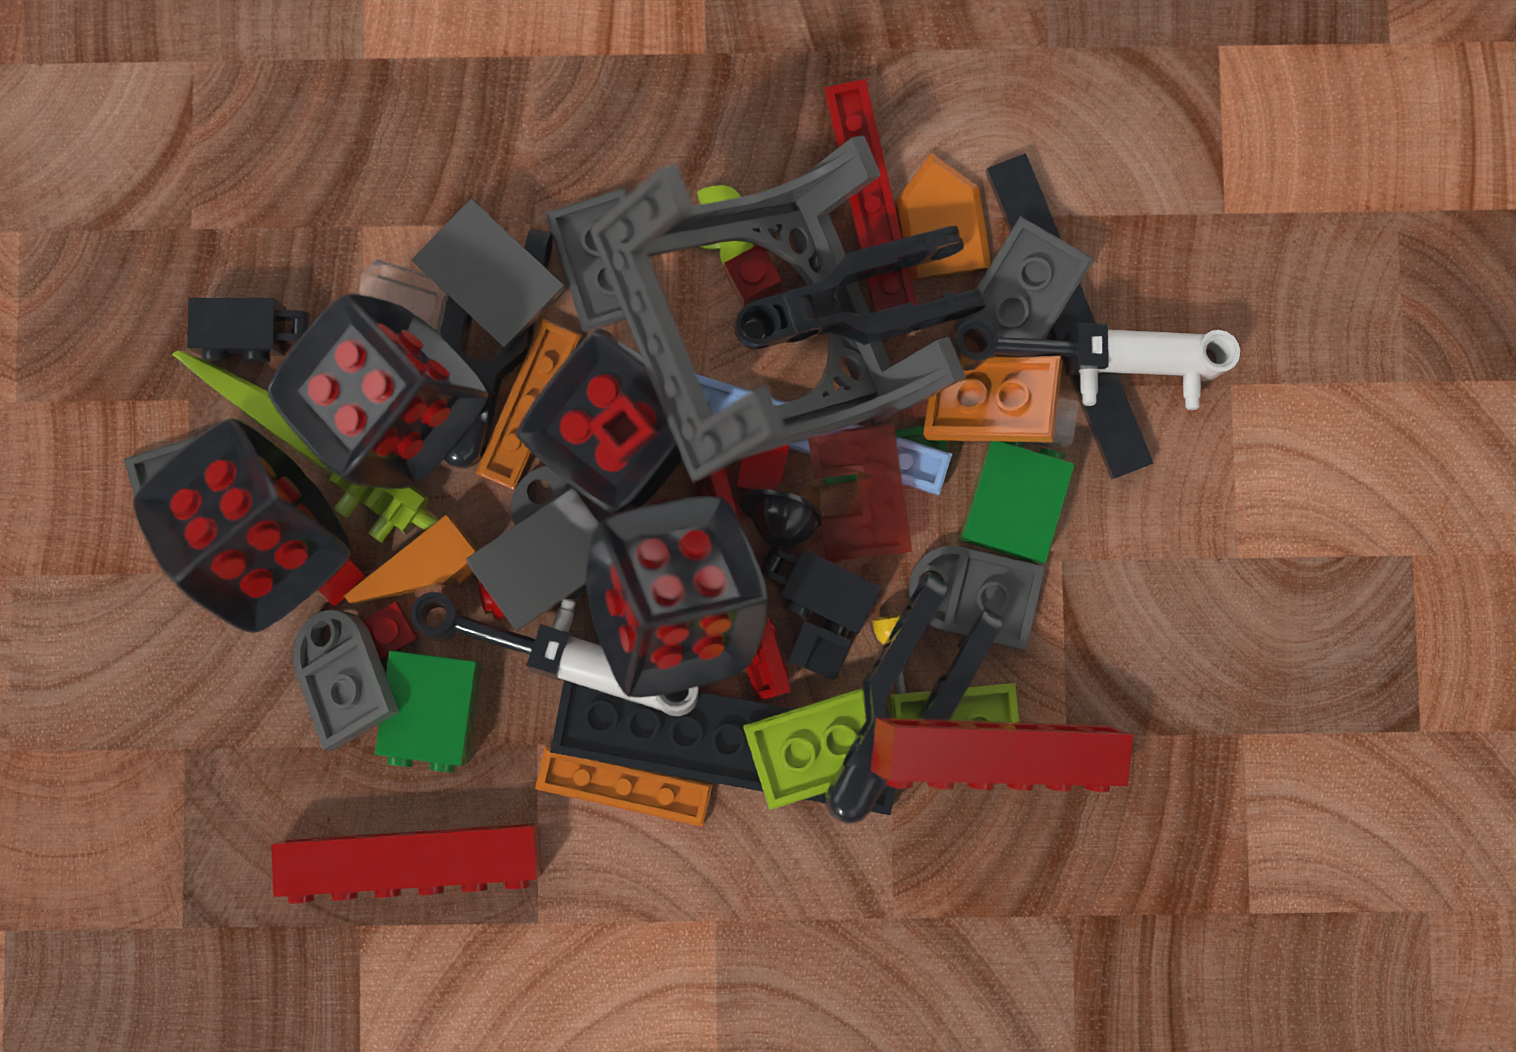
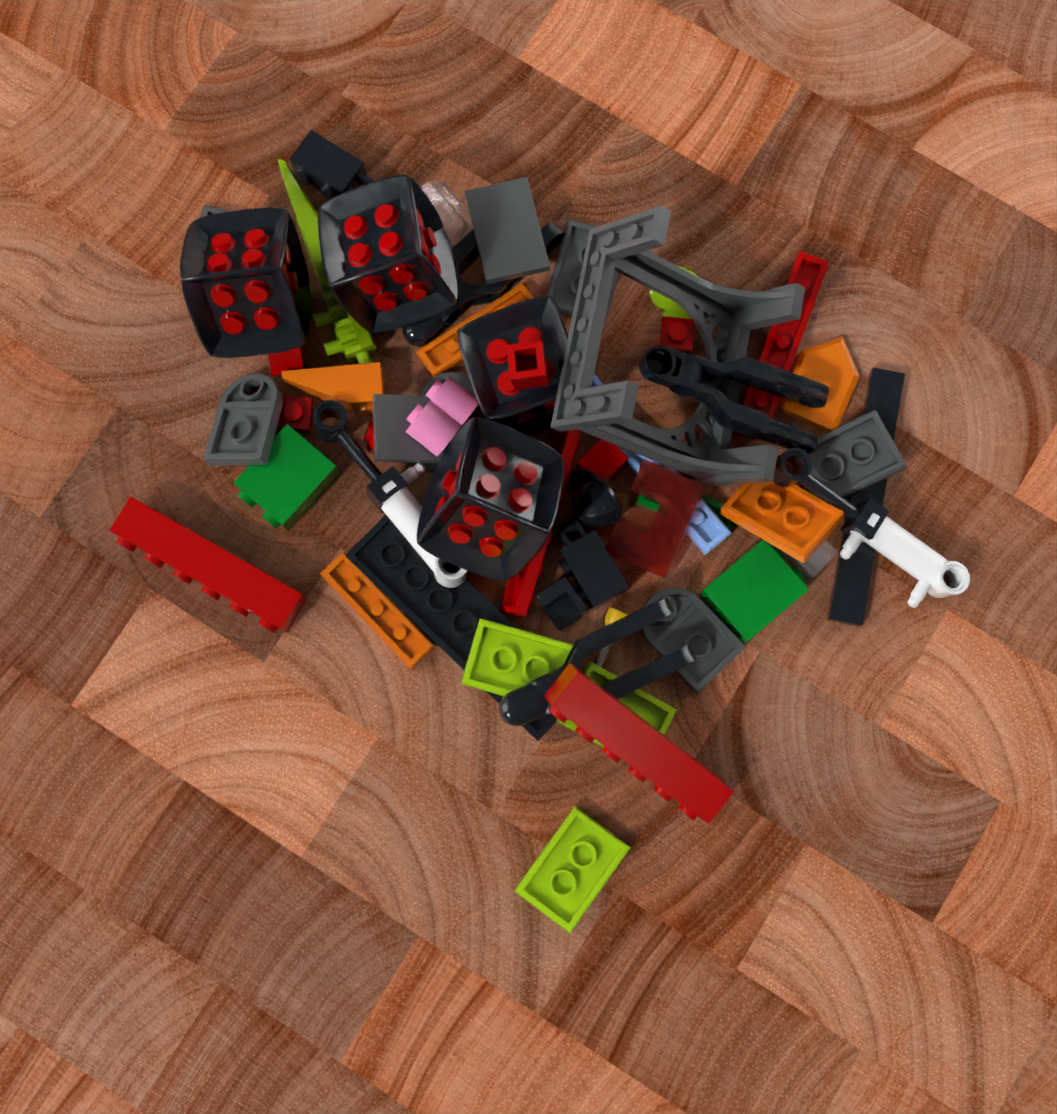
camera: 30 degrees right, 5 degrees down
(557, 533) = (442, 416): none -> bright pink brick
(1013, 924) = (572, 869): none -> lime tile

